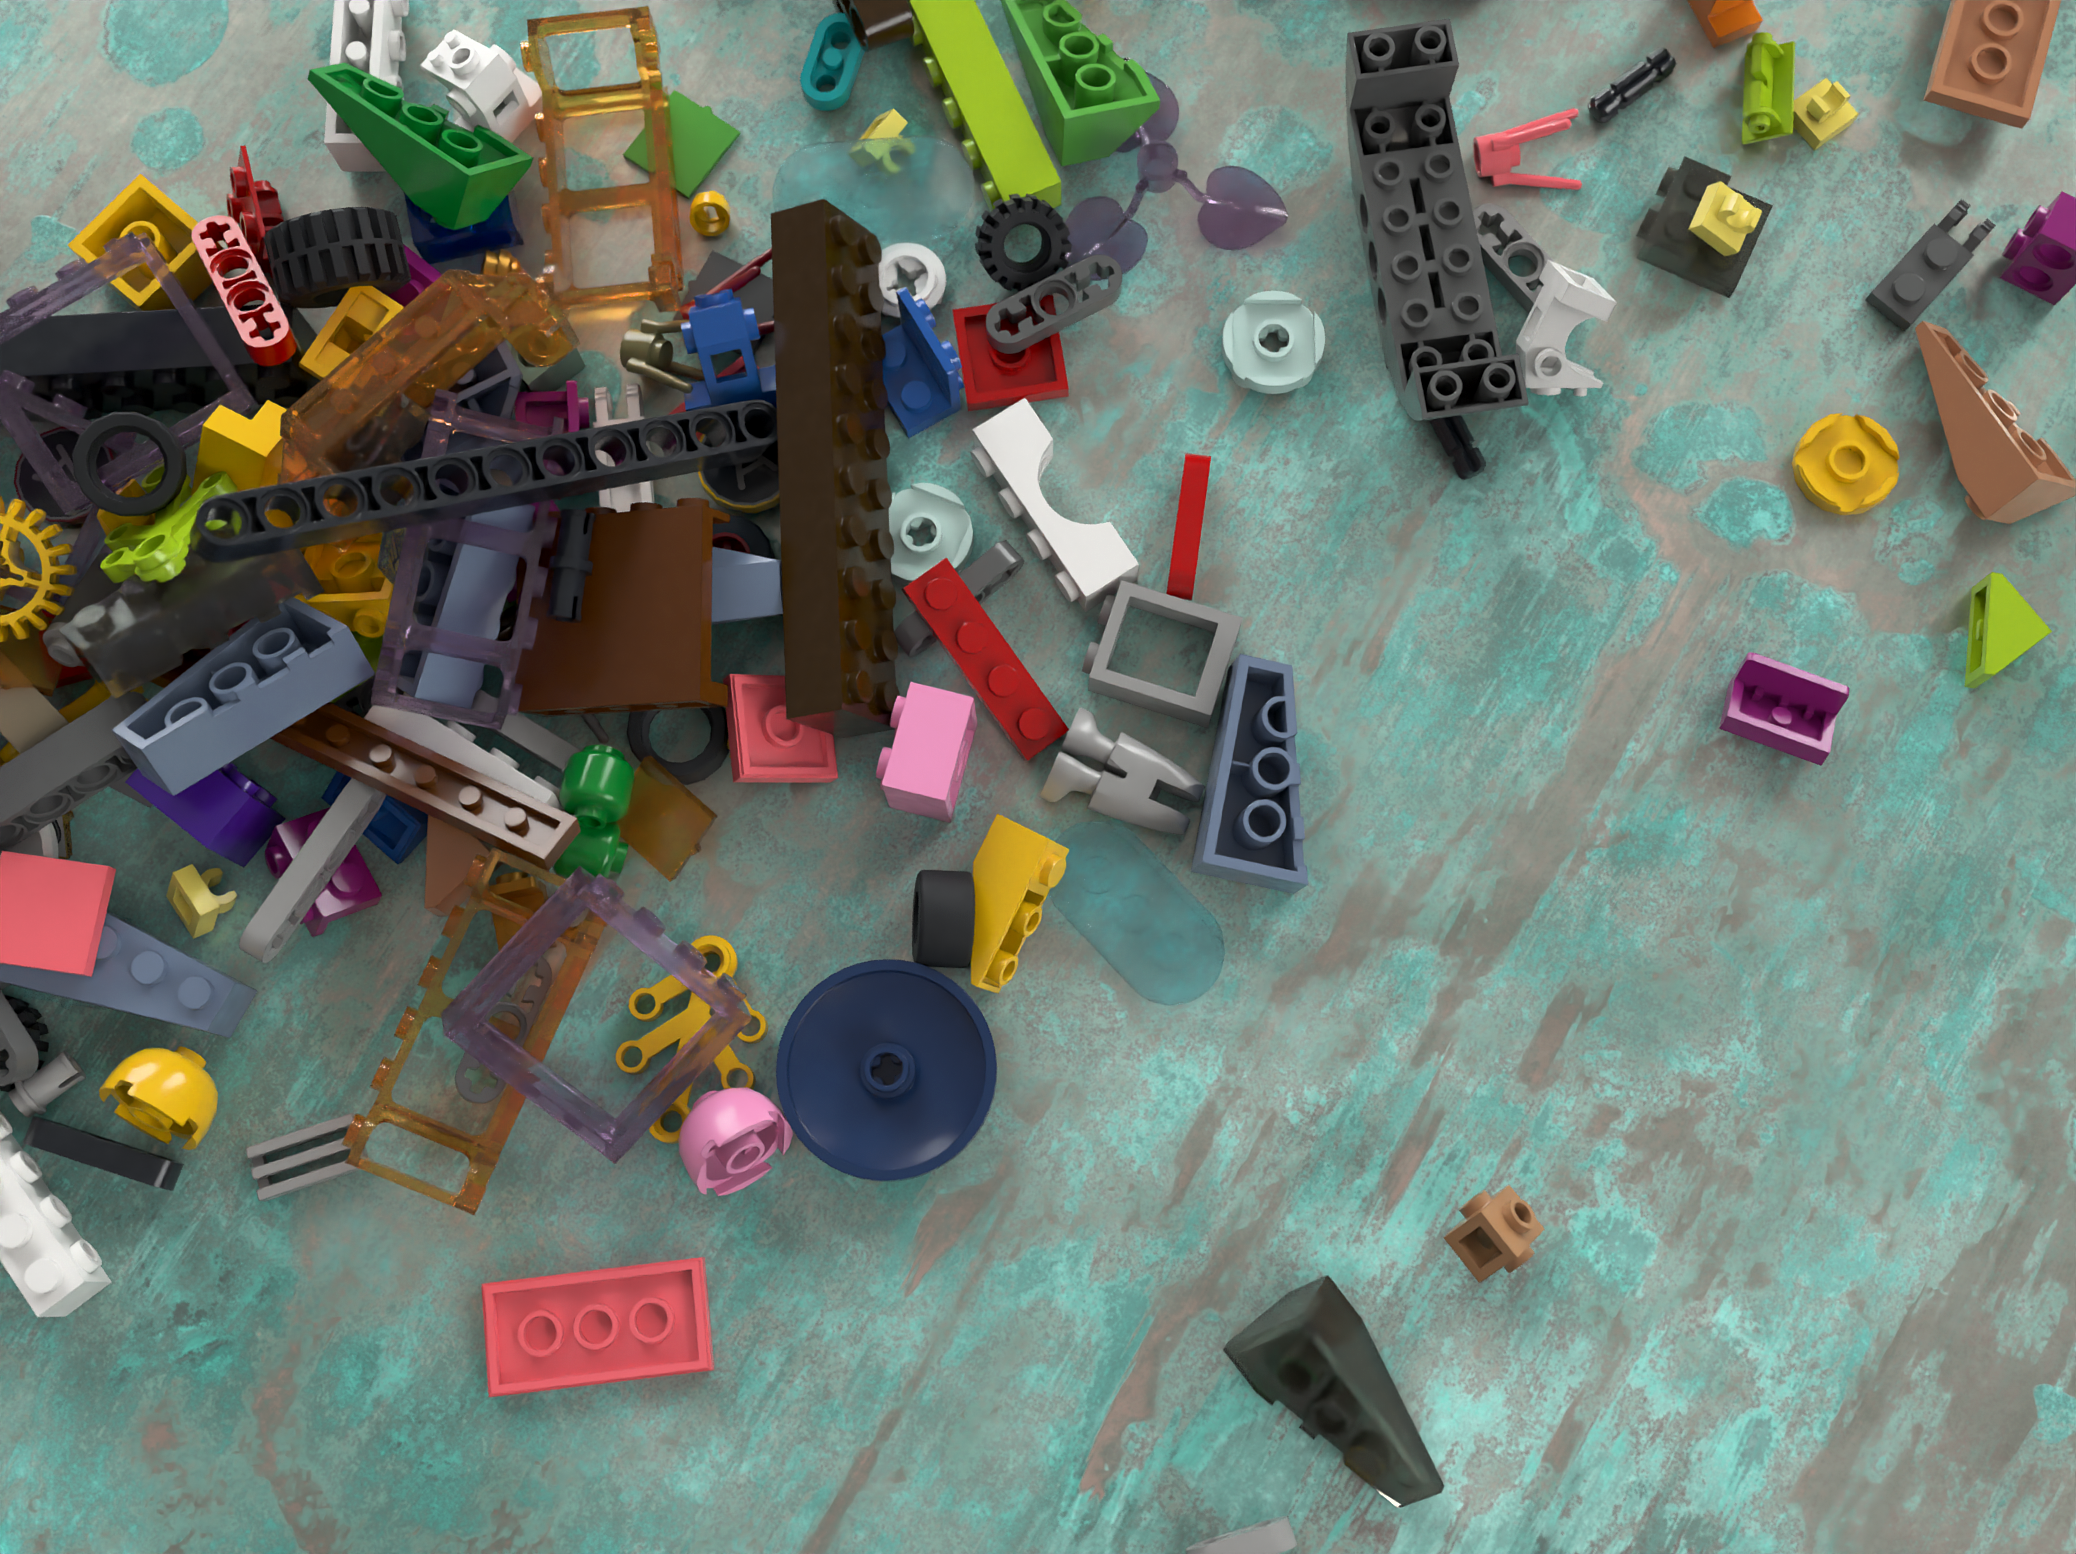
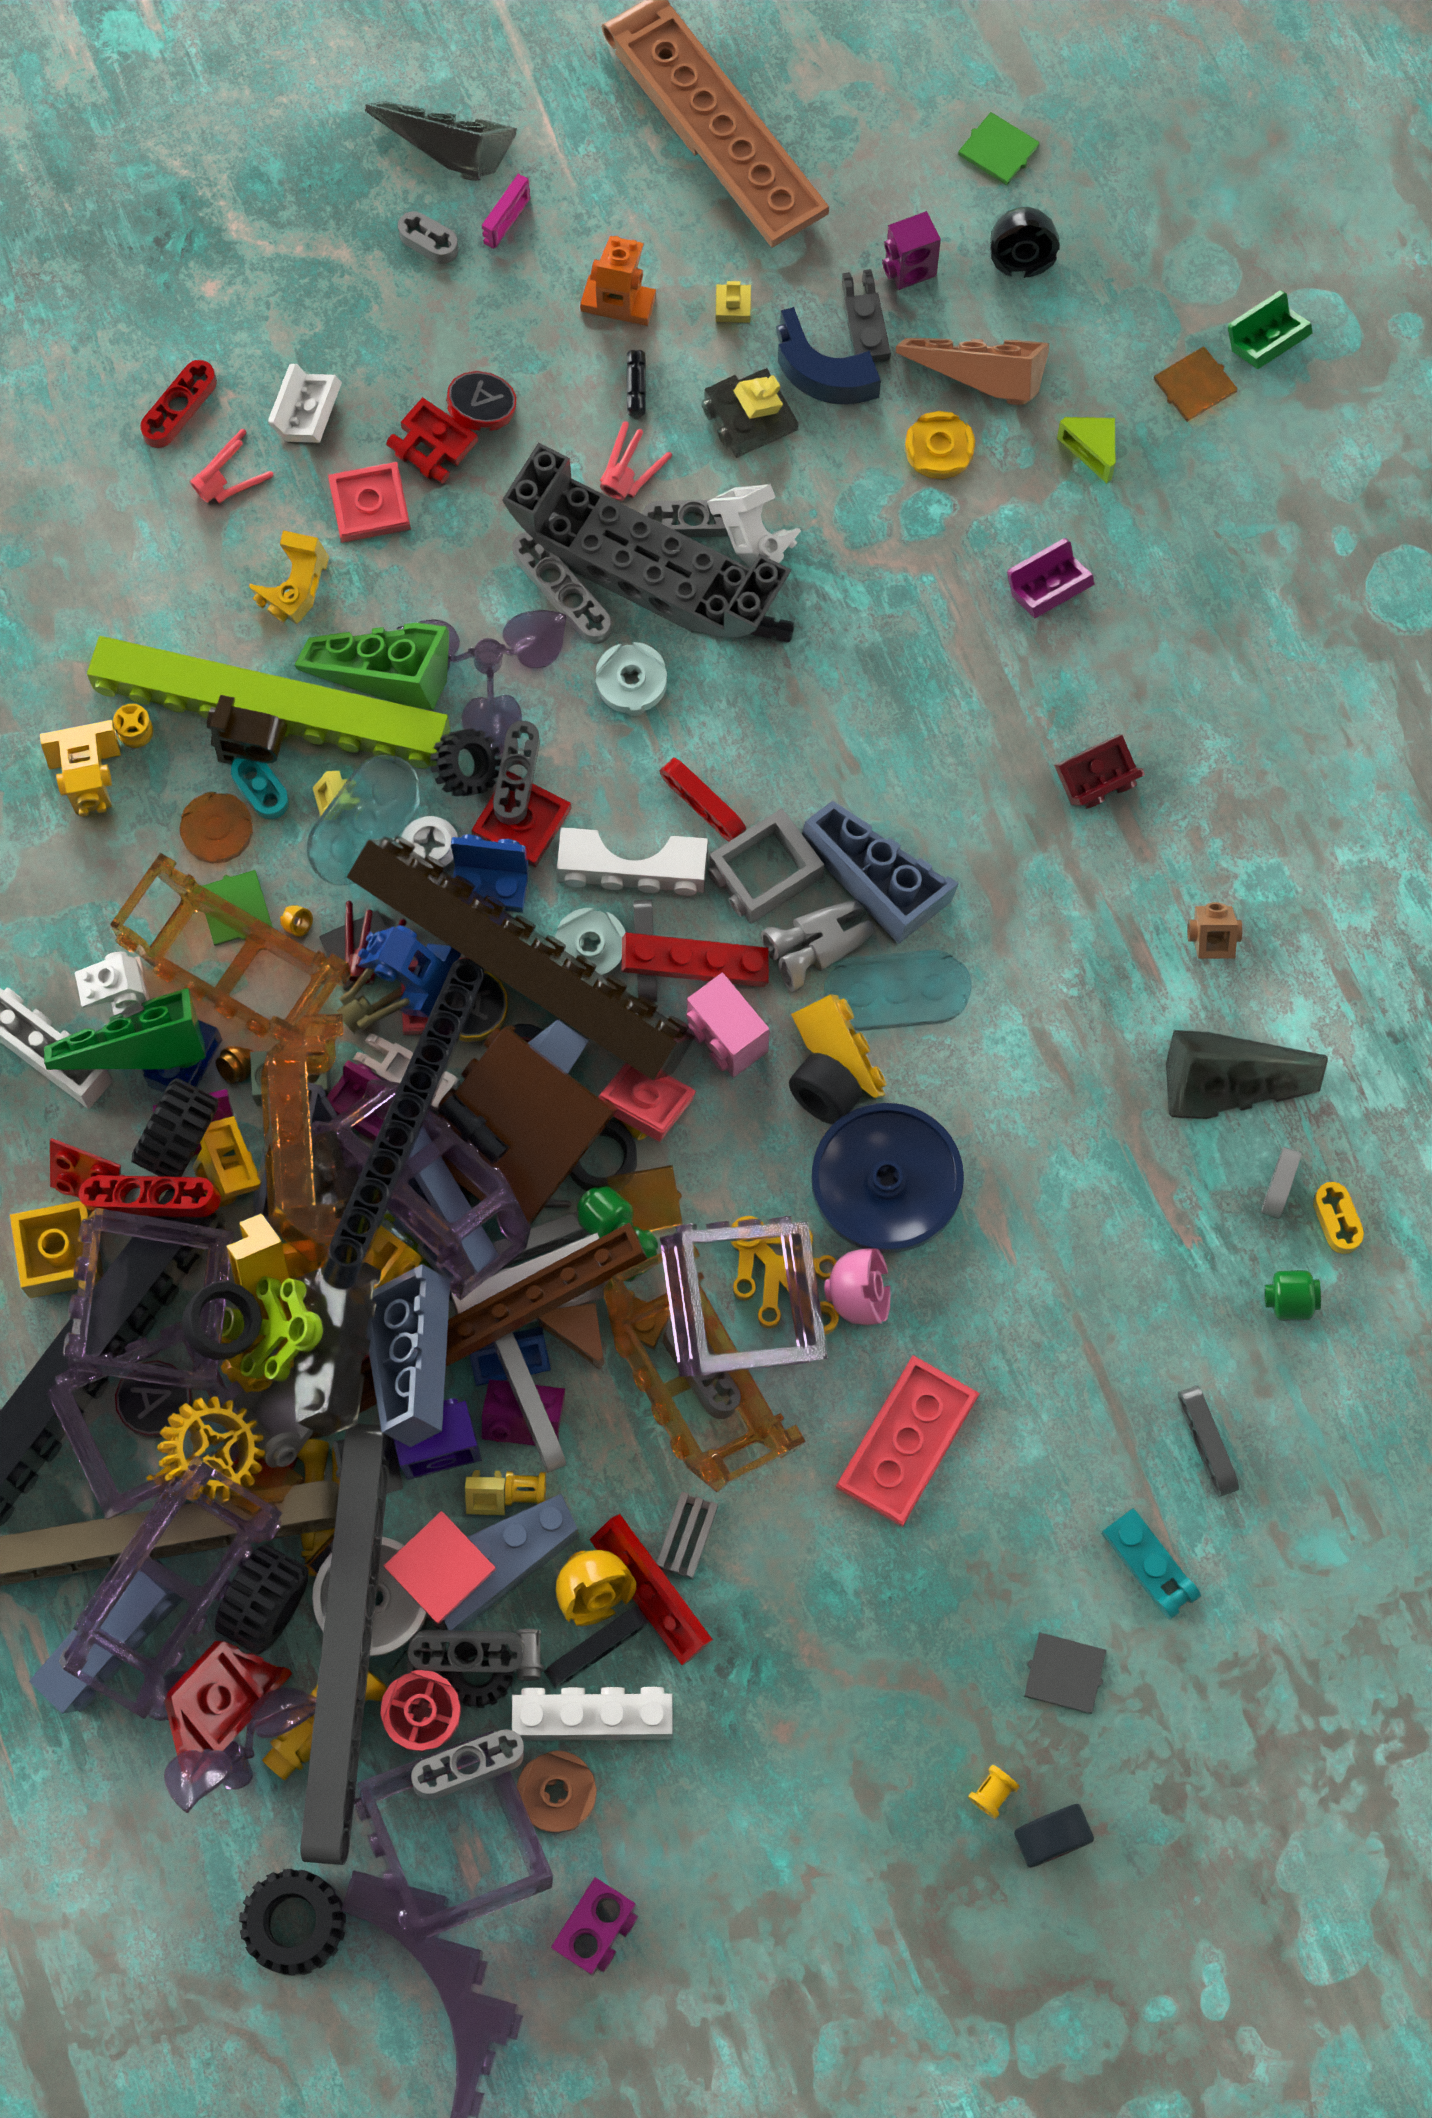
camera: 55 degrees left, 5 degrees down
(206, 1175) = (654, 1591): none -> red plate
(225, 931) = (513, 1495): none -> yellow bush
(755, 57) = (216, 827): none -> clear orange tile
(1318, 191) = (559, 589): none -> light grey beam
(1587, 945) = (1098, 772): none -> dark red bracket
(1768, 89) = (699, 318): lime hinge -> none
(1814, 274) = (824, 377): none -> dark blue arch

